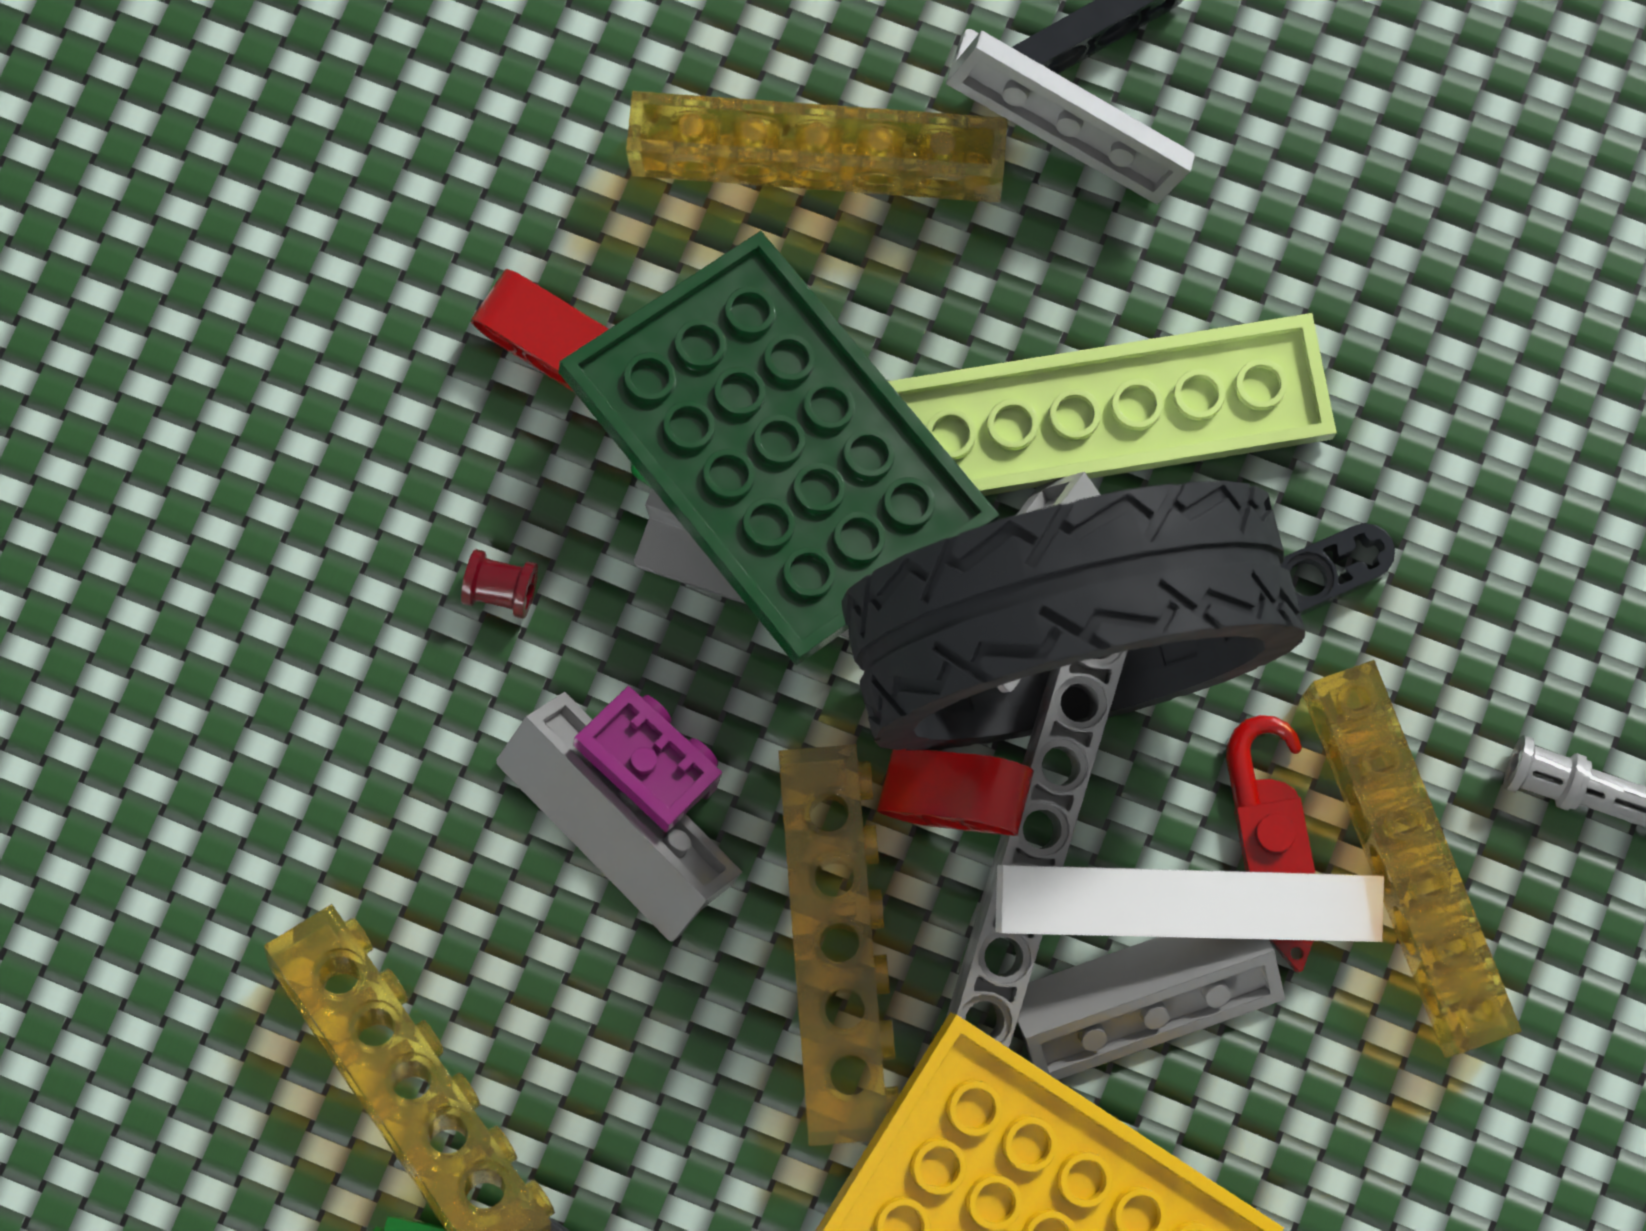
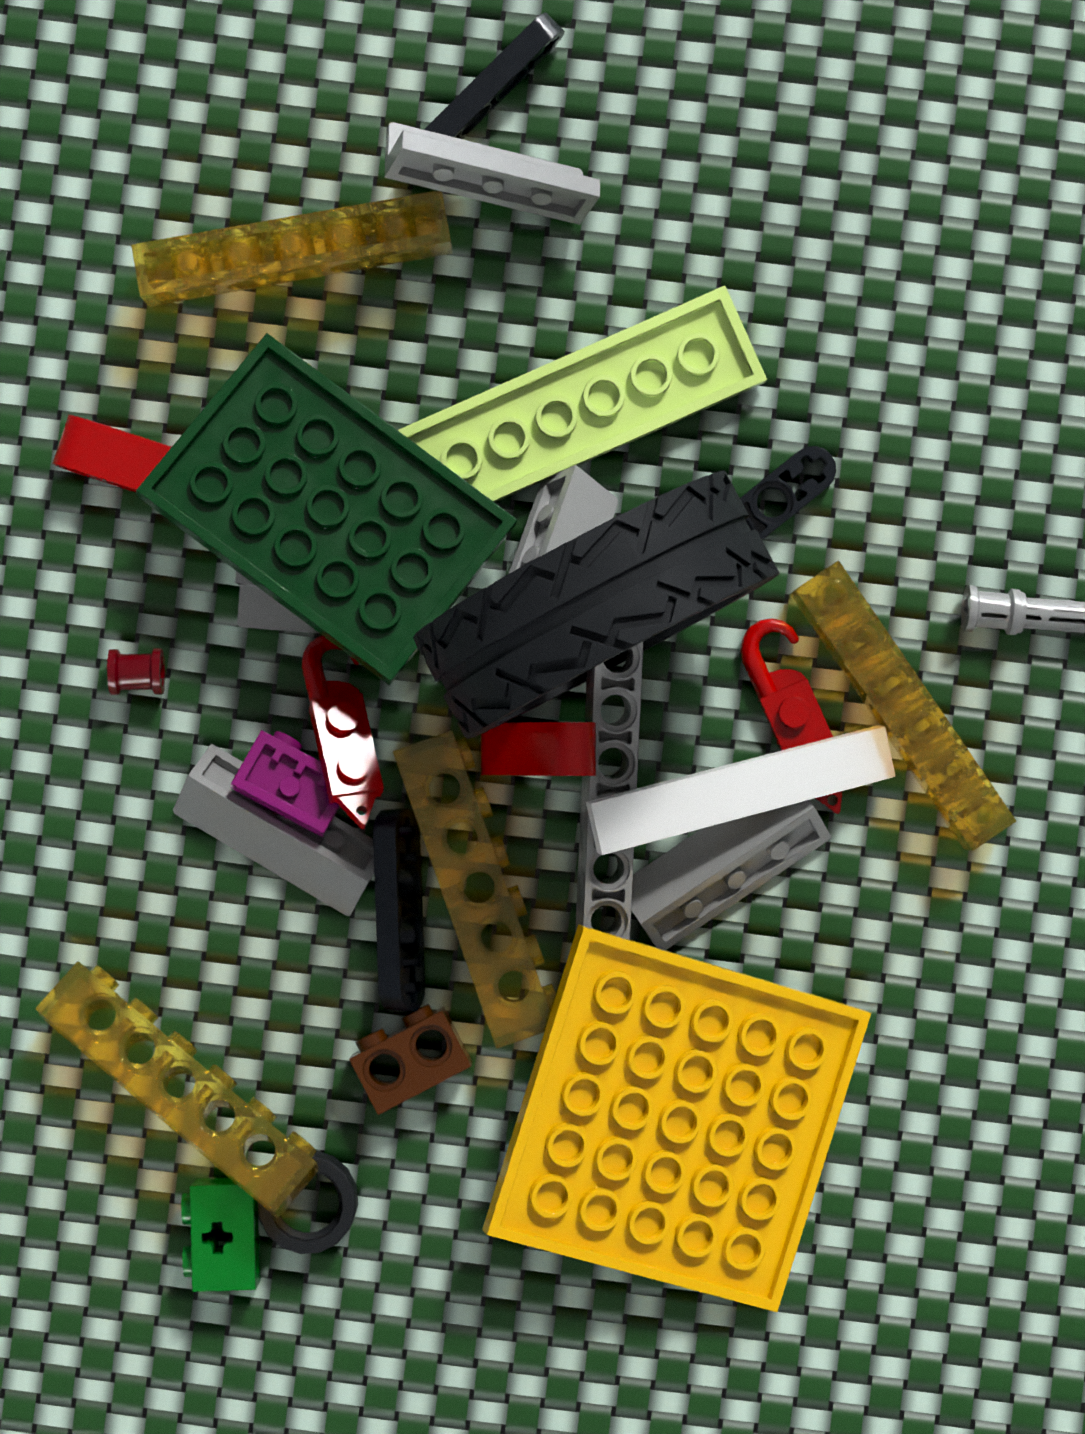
camera: 20 degrees left, 10 degrees up
(702, 1149) = (416, 1069): none -> reddish brown brick
(723, 716) = (342, 736): none -> red plate
(735, 948) = (399, 910): none -> black beam

